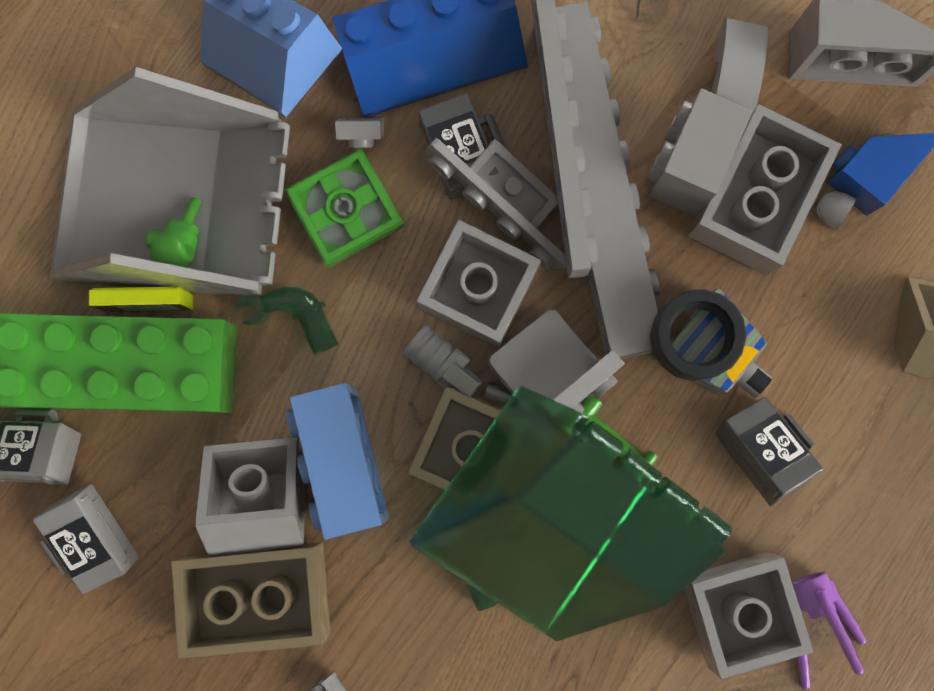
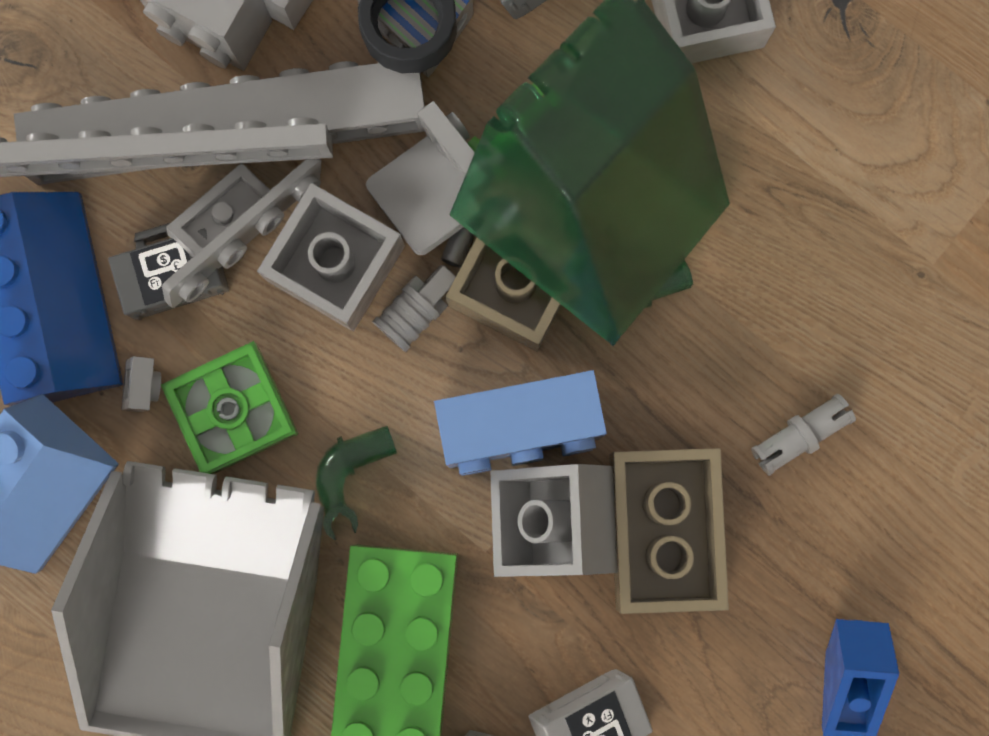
camera: 85 degrees left, 0 degrees up
(140, 299) = (318, 650): neon yellow tile -> none
(178, 240) = (251, 603): bright green piece -> none

